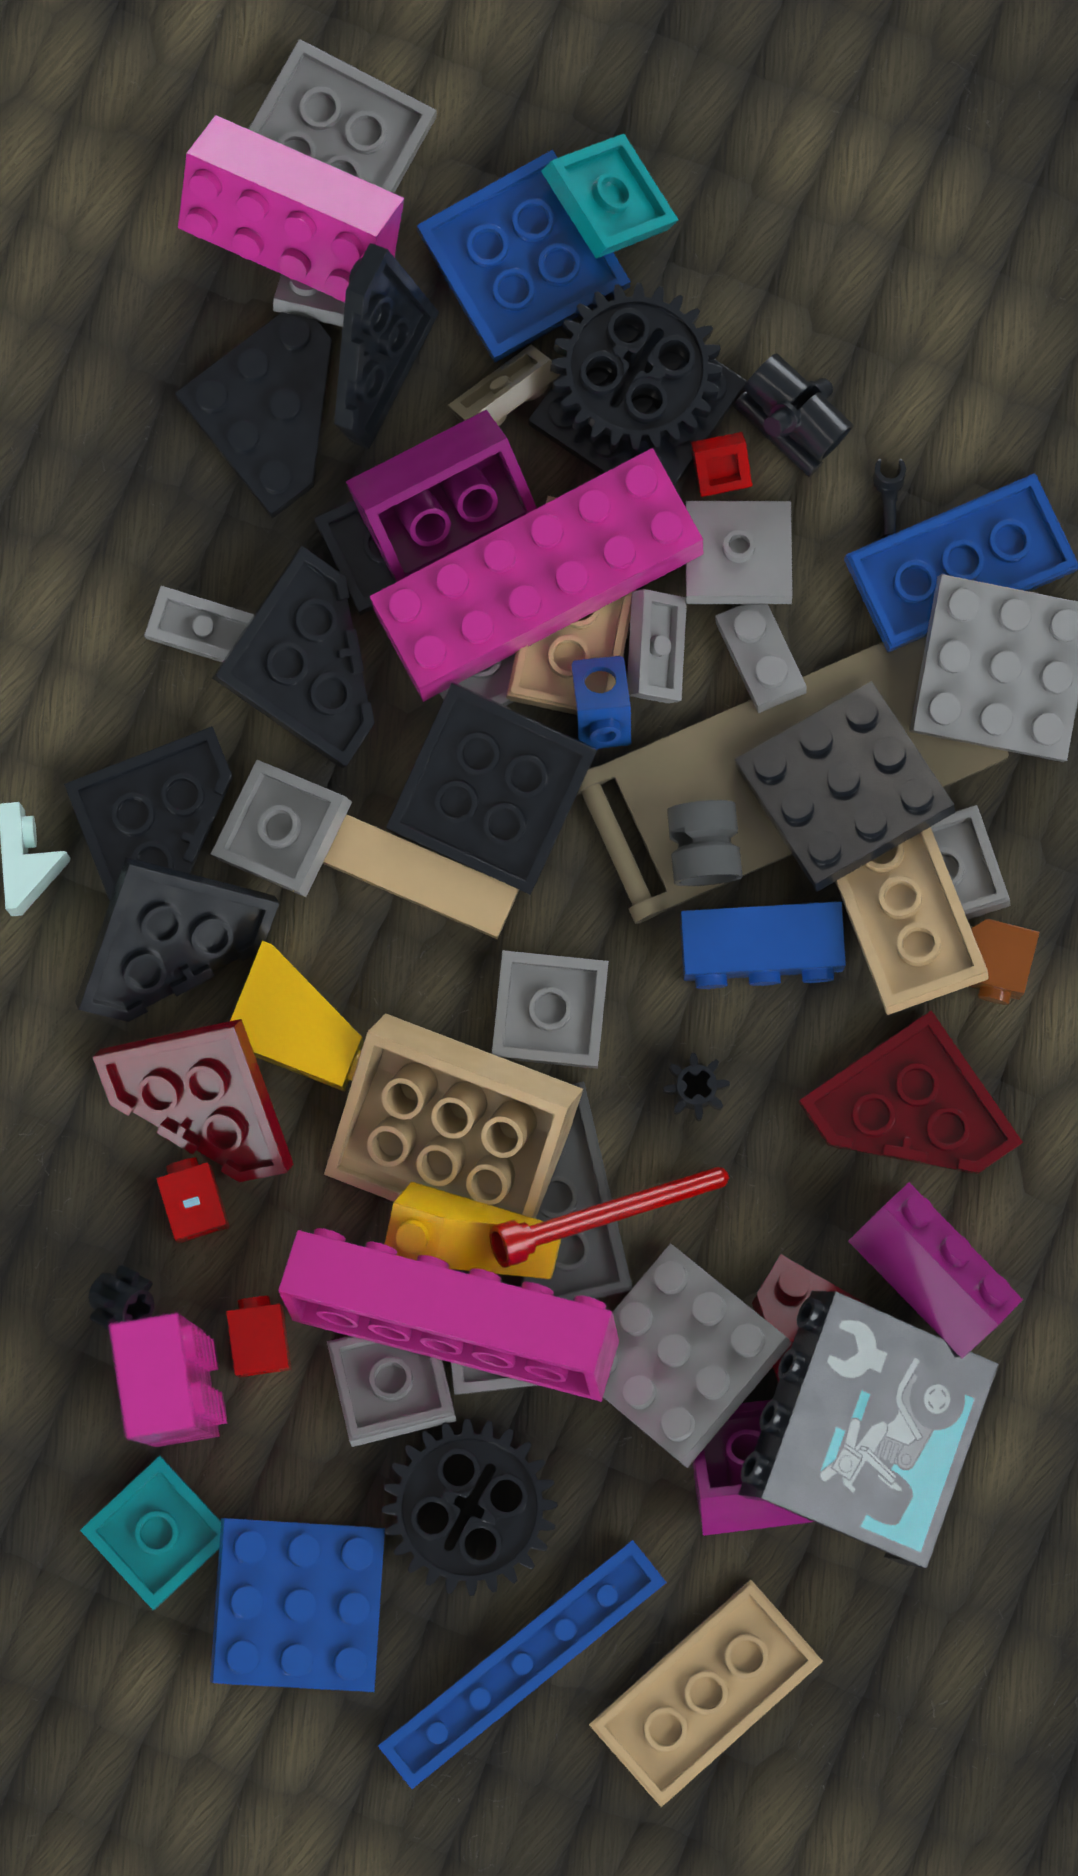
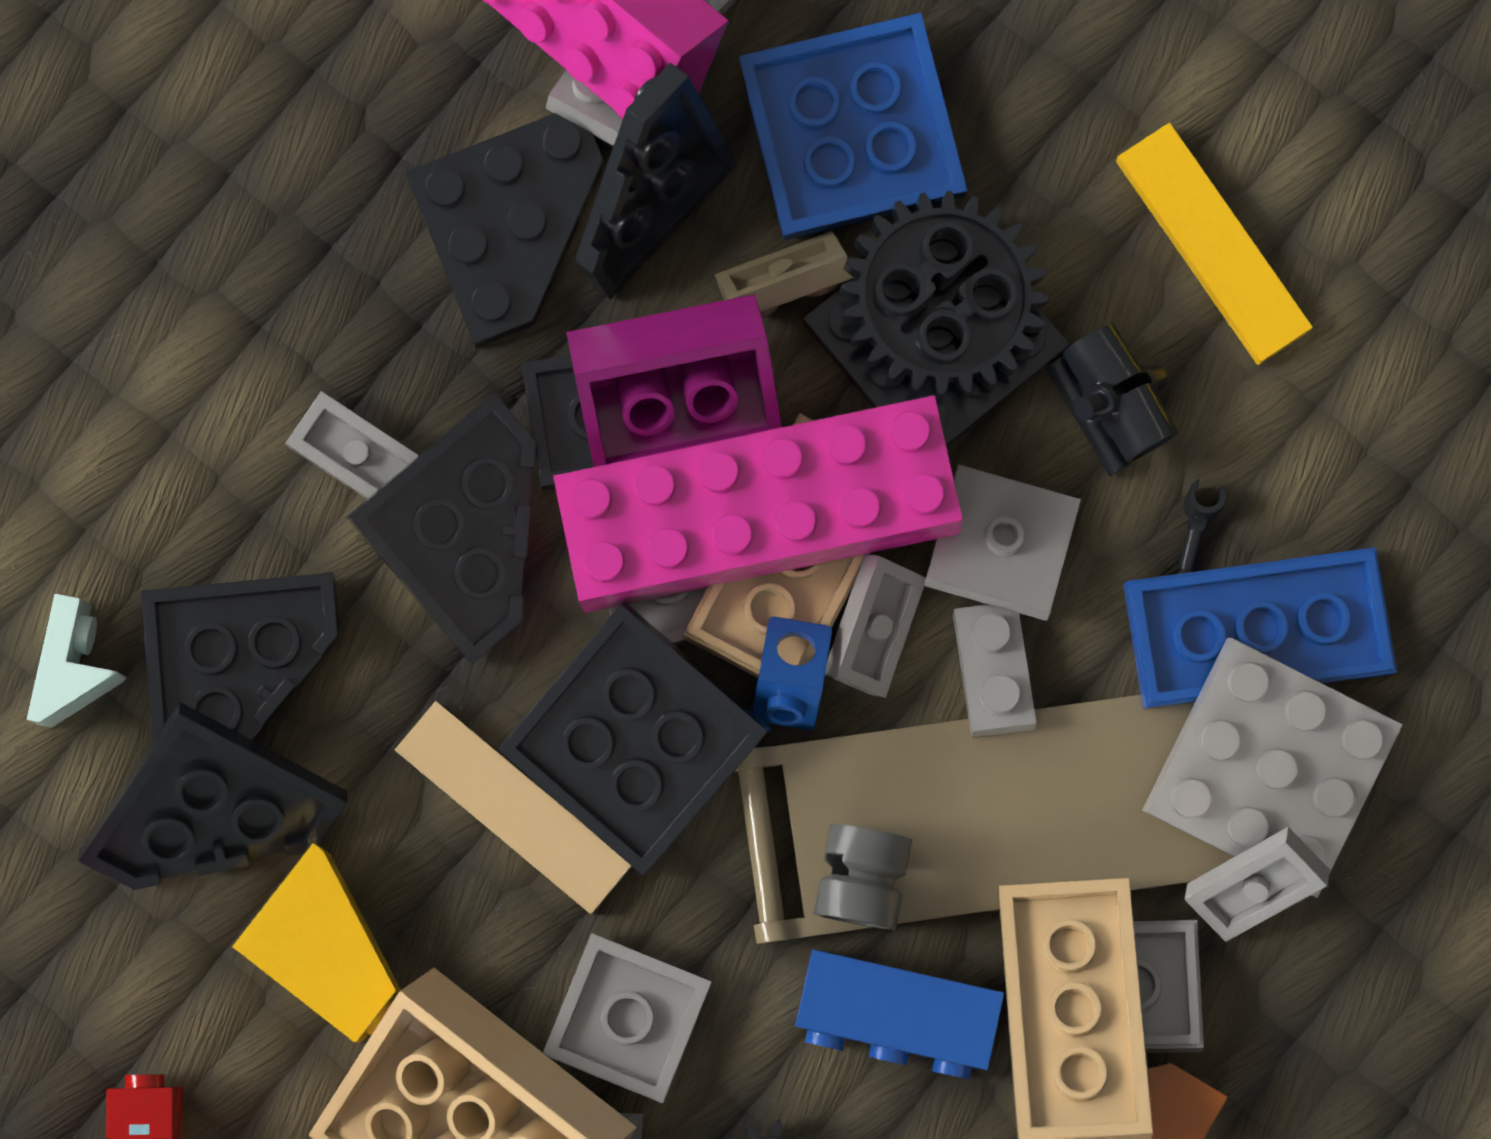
camera: 15 degrees right, 0 degrees up
(201, 1095) = (190, 1003): plate -> none
(281, 828) = (376, 715): light grey plate -> none
(609, 195) = (971, 84): teal plate -> none
(721, 464) = (1012, 433): red plate -> none
(838, 269) = (1213, 244): none -> yellow tile
(844, 786) = (1047, 856): black plate -> none
(1015, 761) = (1257, 884): none -> light grey plate

